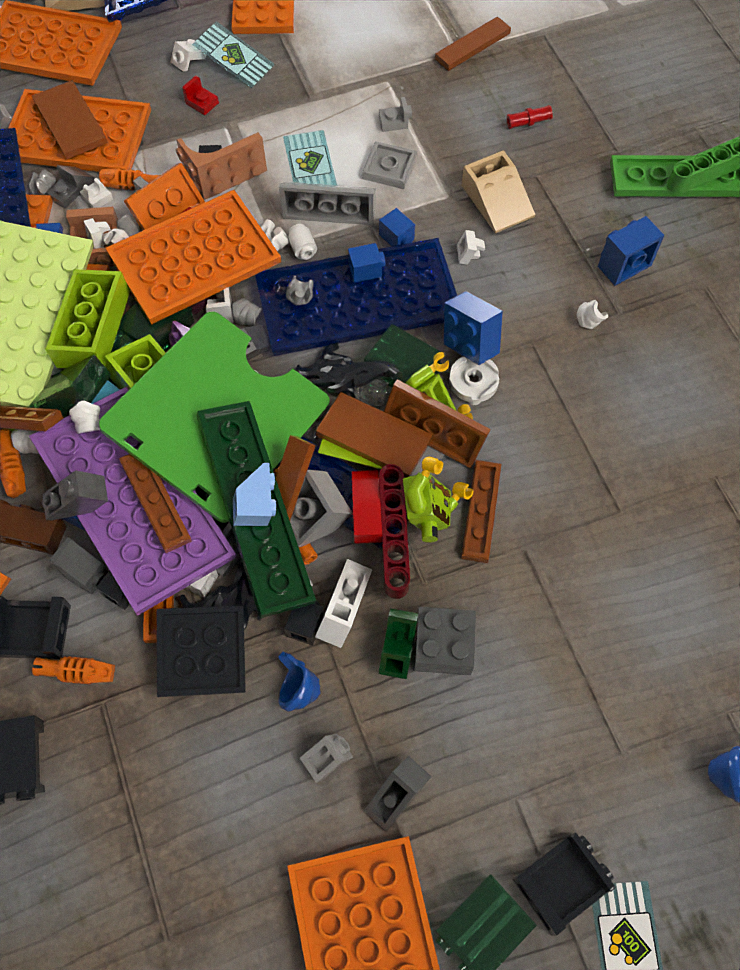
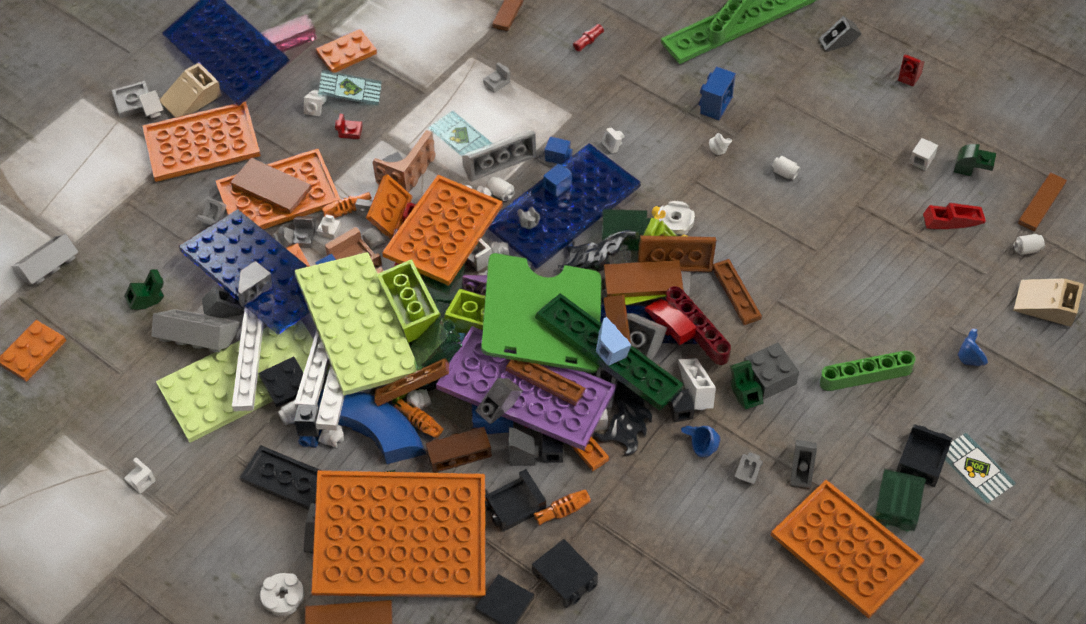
camera: 30 degrees left, 10 degrees down
(85, 417) = (466, 353): white arm -> none
(95, 232) = (356, 248): white tile -> none
(115, 236) = (378, 244): white arm -> none
(200, 651) = (633, 452): black plate -> none
(389, 165) = (517, 112): light grey tile -> none
(430, 501) = (705, 297): lime torso -> none
(472, 327) = (657, 185): blue brick -> none
(497, 191) = (605, 95): tan slope -> none
(584, 714) = (874, 365): none -> bright green beam
(653, 385) = (785, 168): none -> white brick

